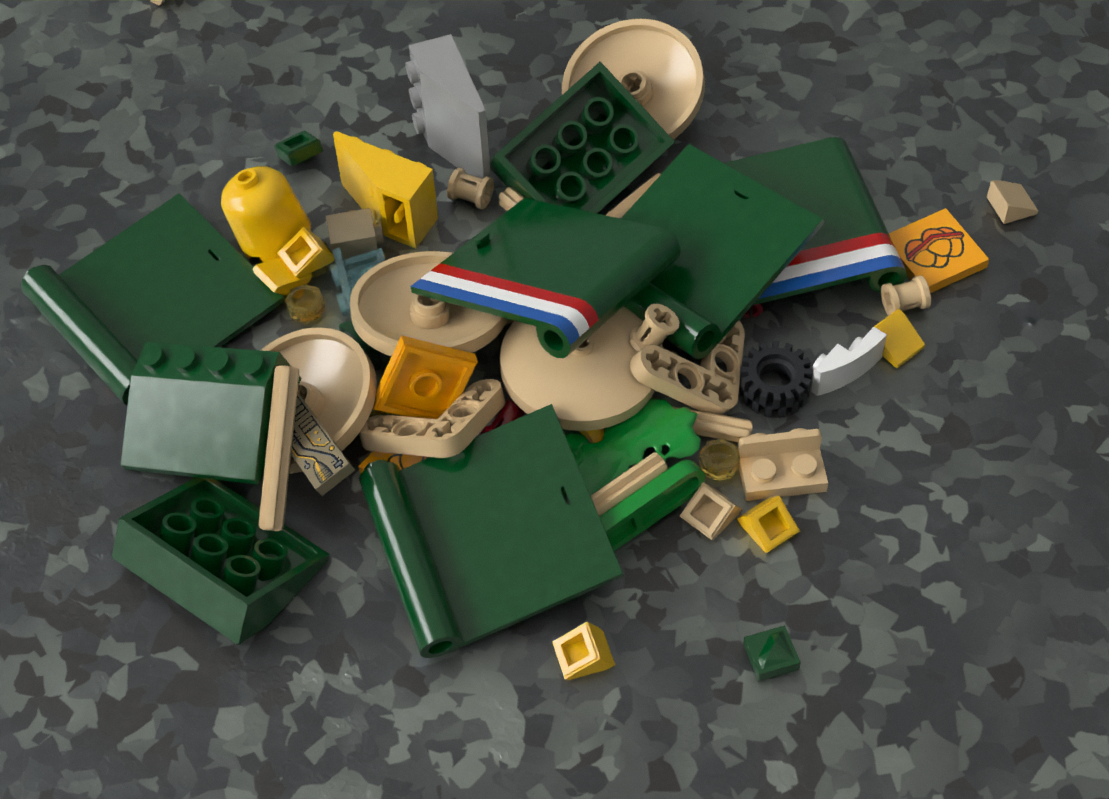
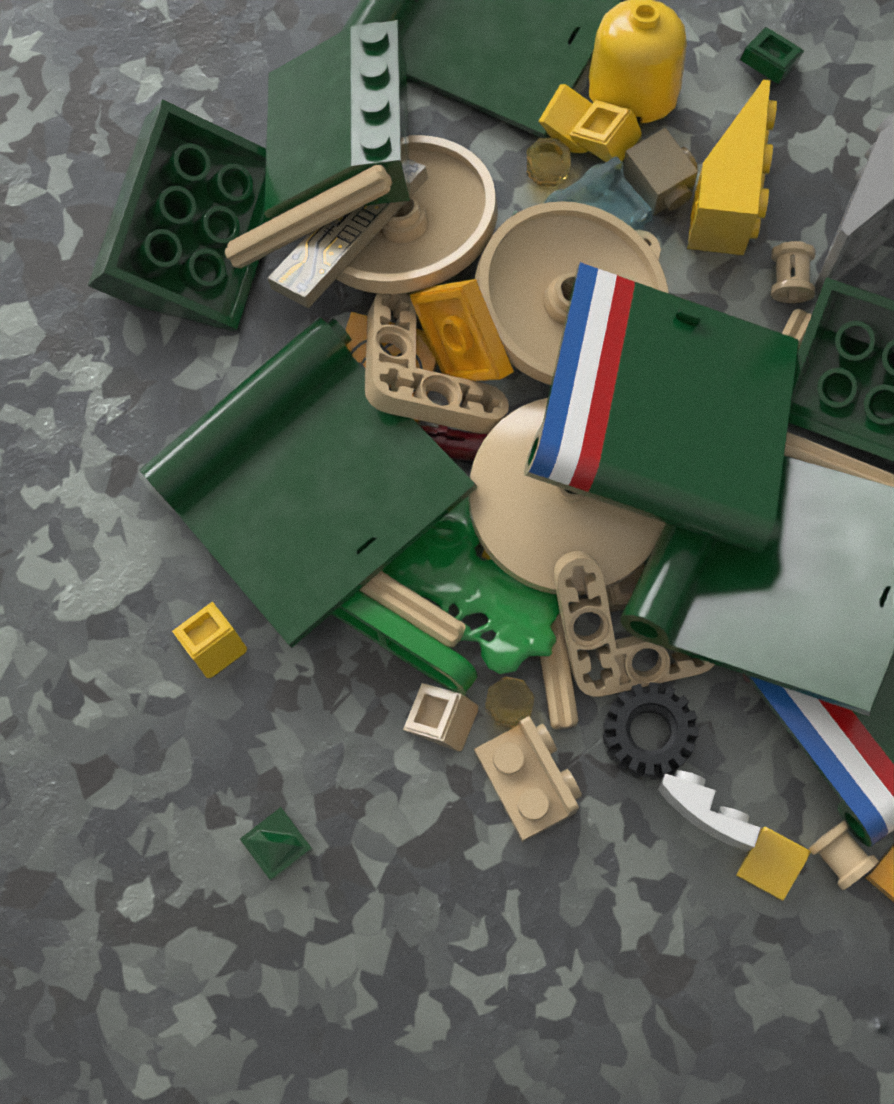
camera: 70 degrees right, 20 degrees up
(653, 327) = (640, 556): tan bush -> none
(769, 523) = (447, 787): yellow slope -> none

